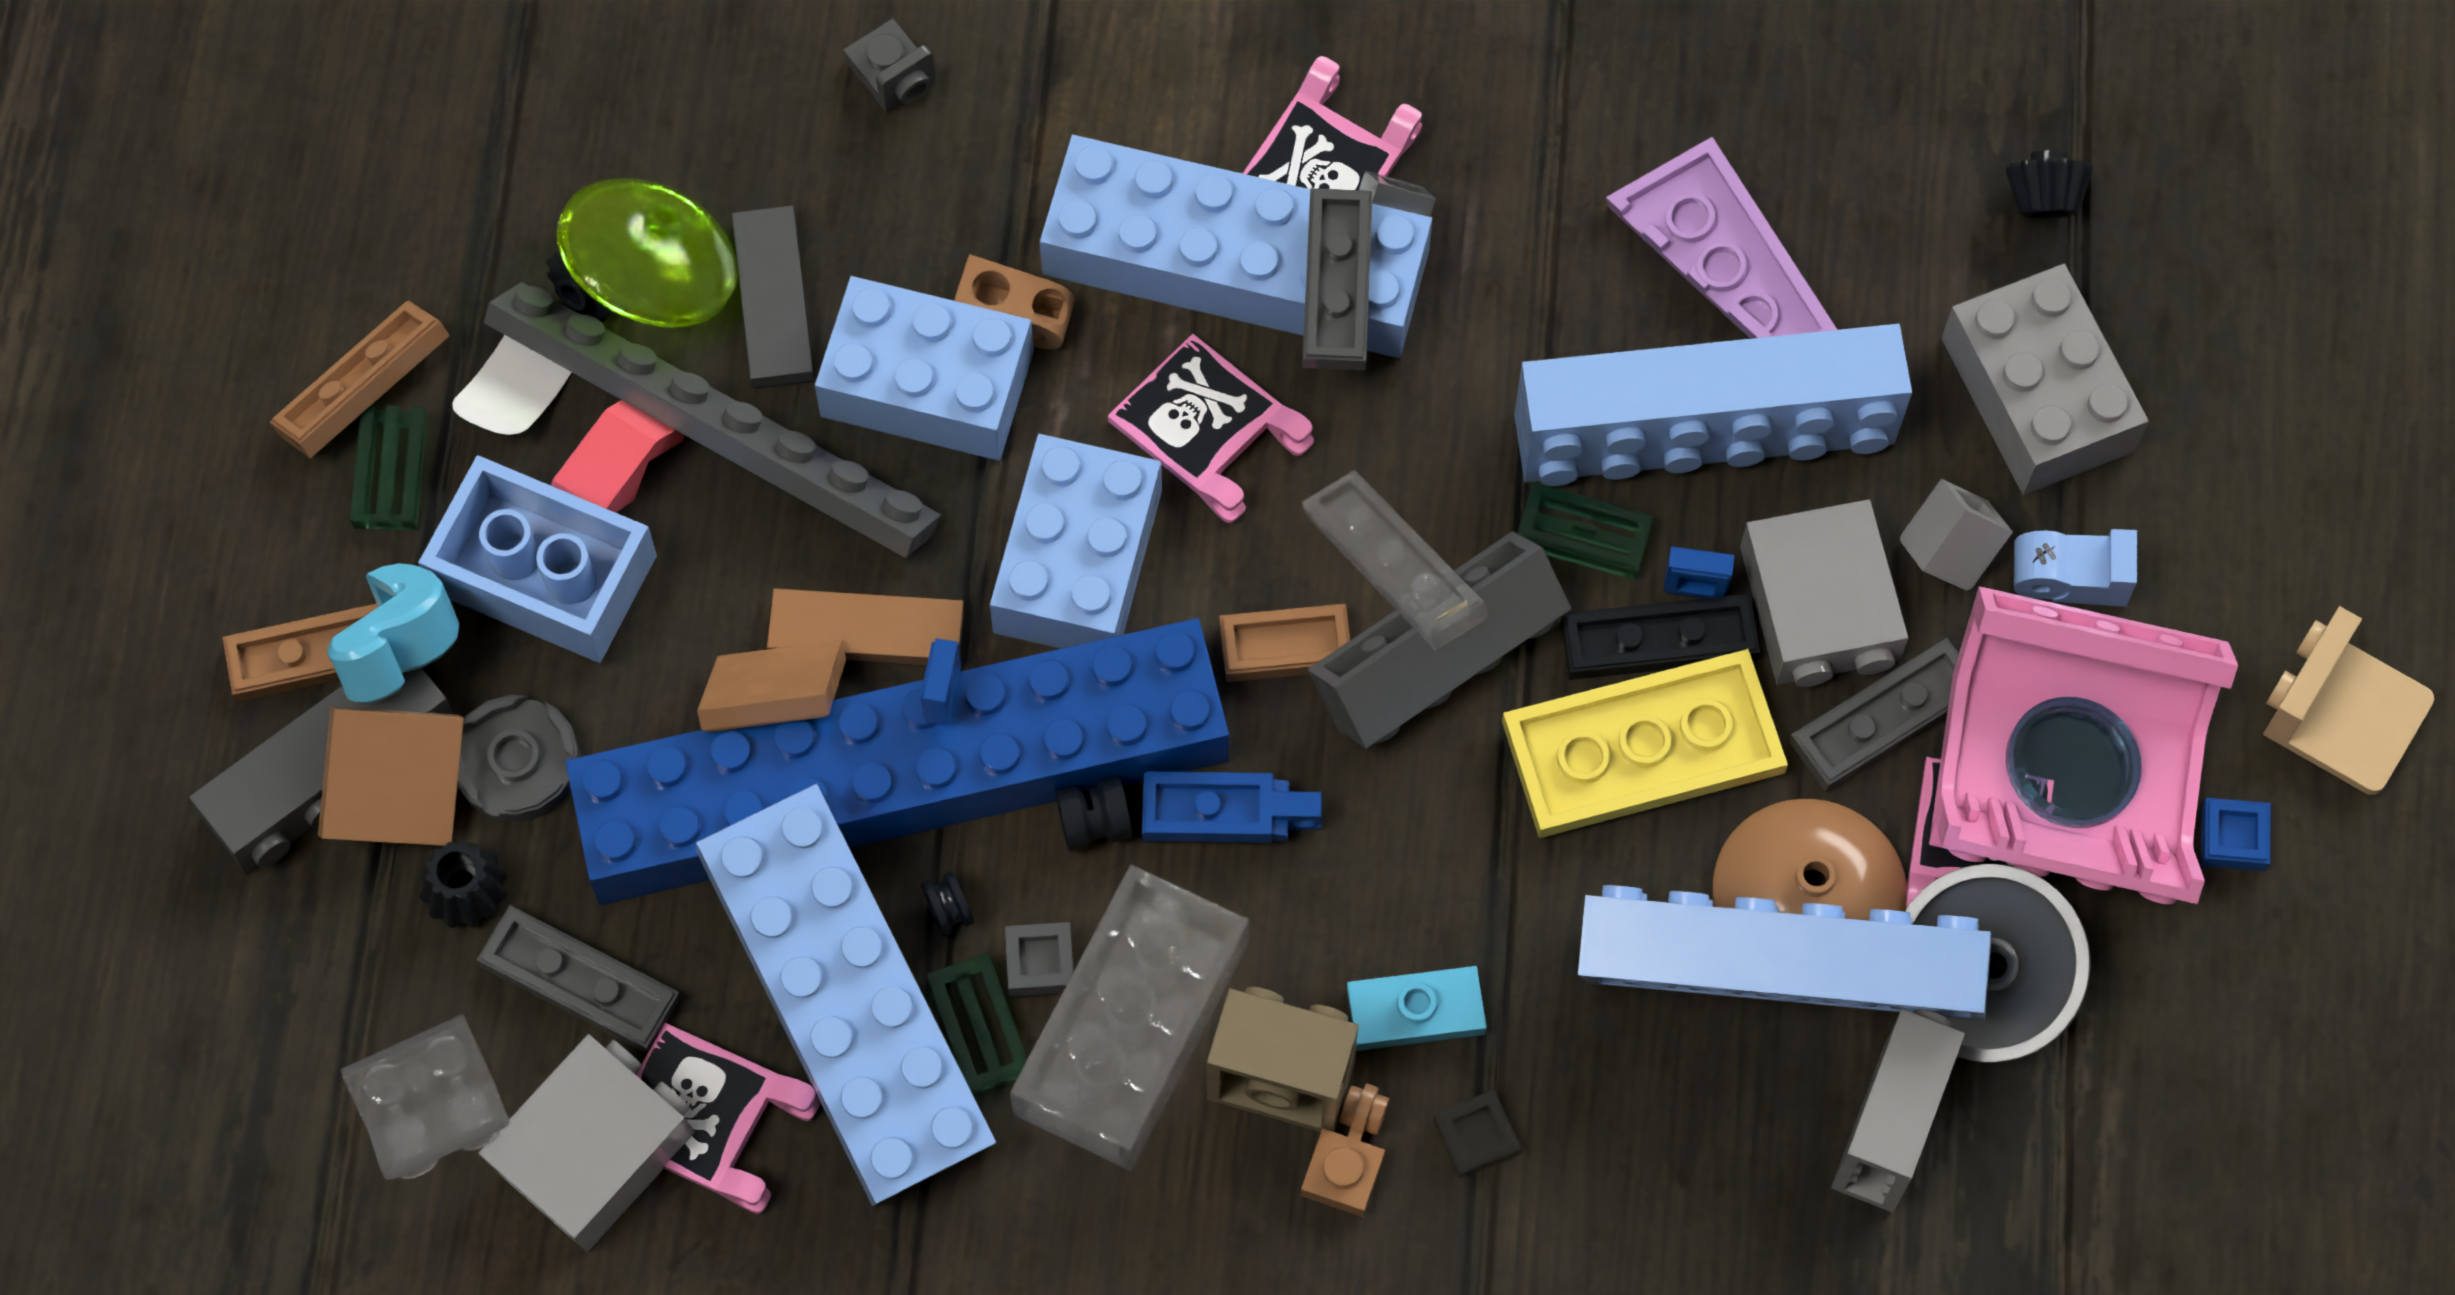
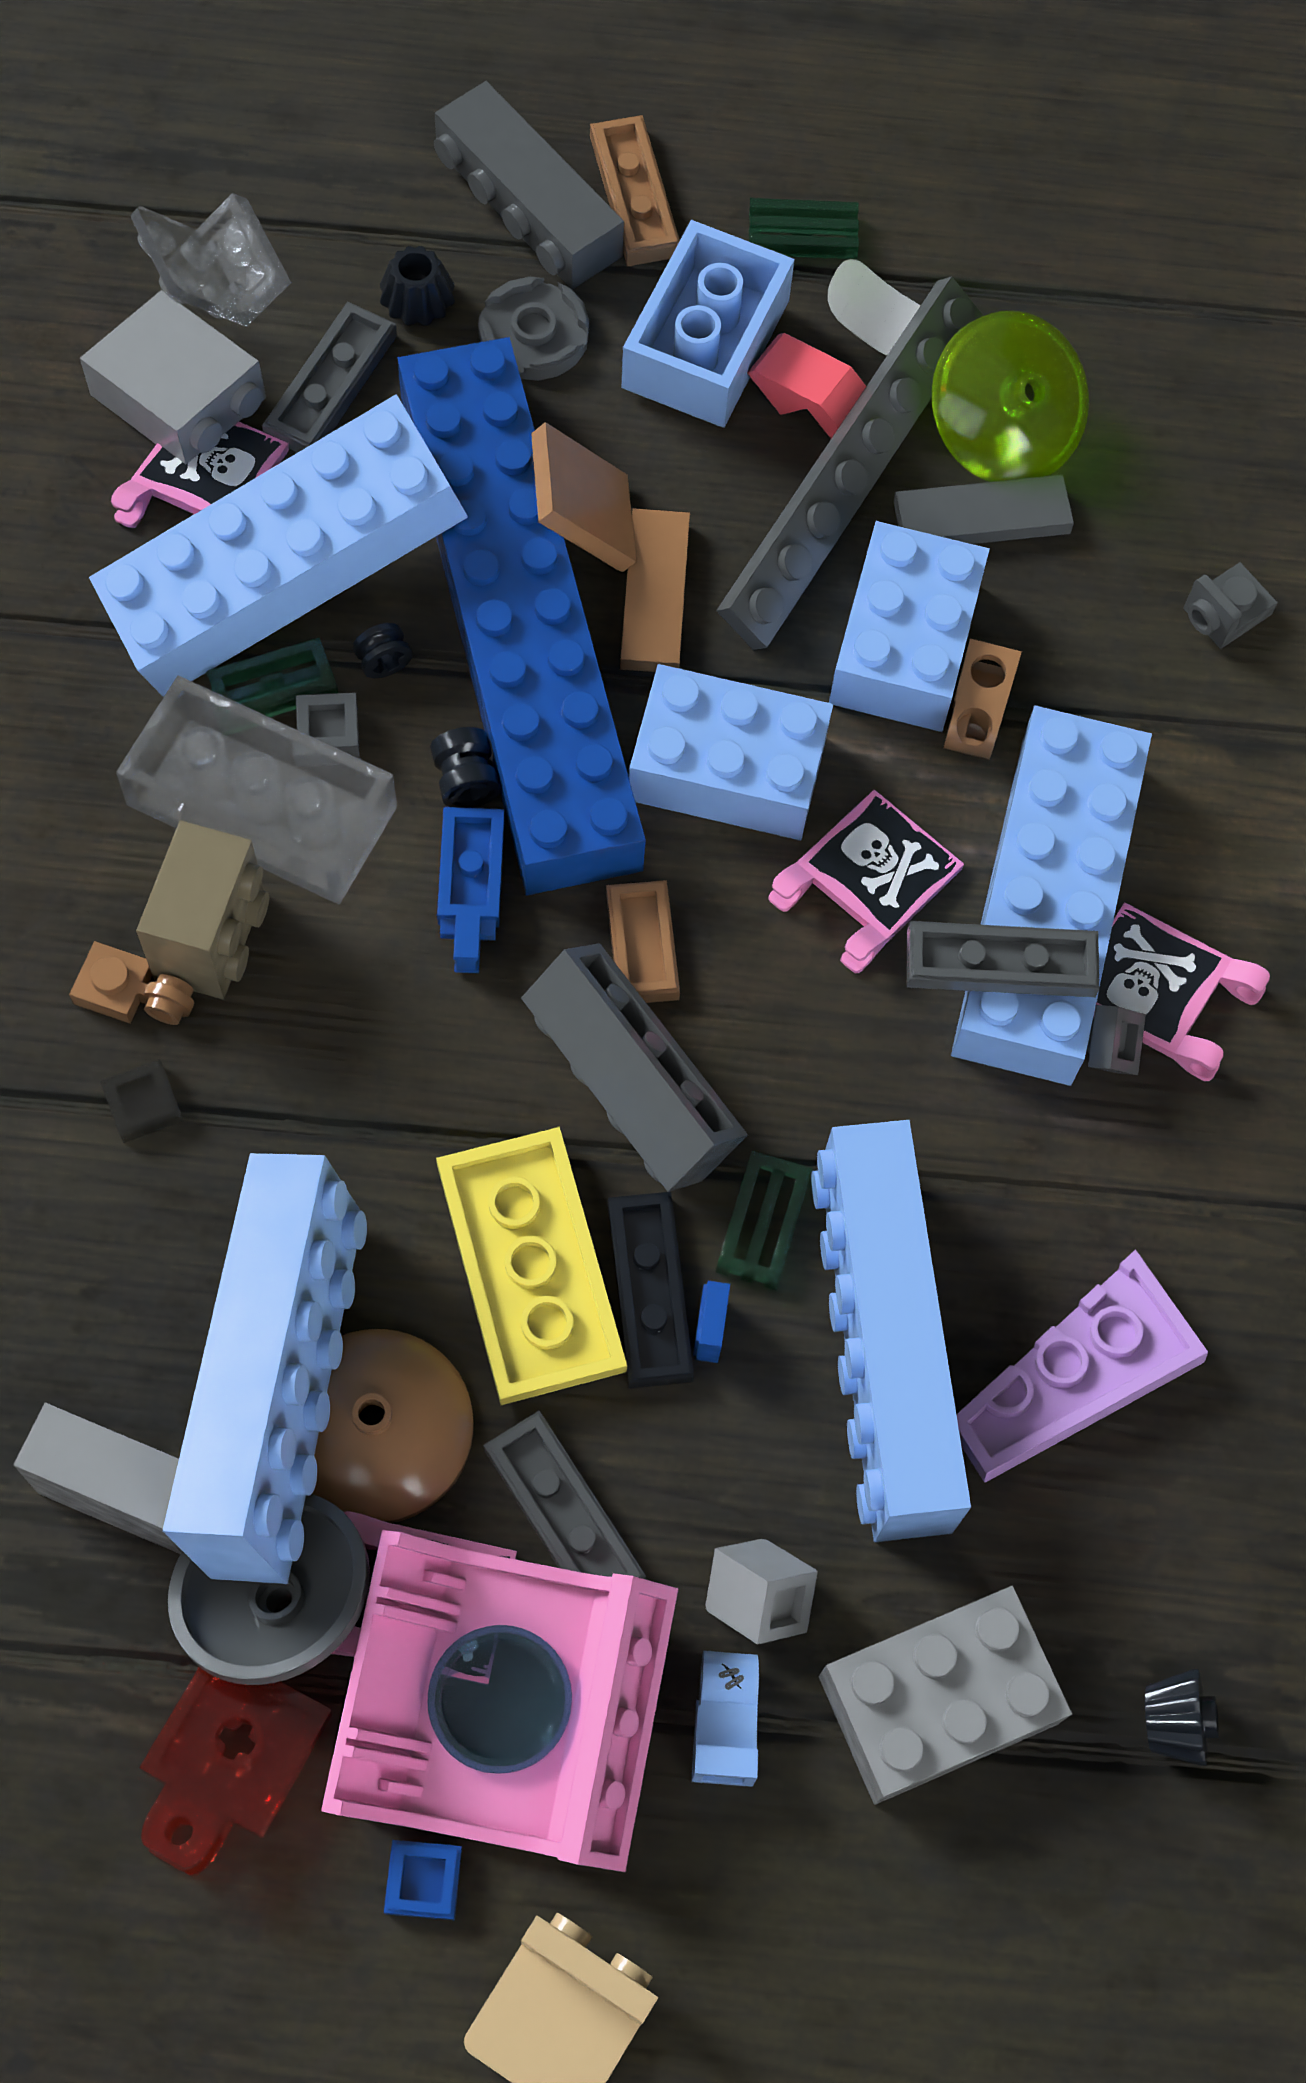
camera: 85 degrees right, 0 degrees up
(359, 378) = (884, 199): medium nougat tile -> none
(390, 776) = (502, 219): medium nougat tile -> none
(401, 635) = (620, 204): medium azure animal -> none
(940, 681) = (564, 604): blue tile -> none
(1396, 560) = (707, 1019): clear tile -> none
(1417, 1008) = (268, 1049): medium azure plate -> none
(1824, 593) = (690, 1447): light grey brick -> none
(2179, 1011) = (216, 1791): none -> clear red plate

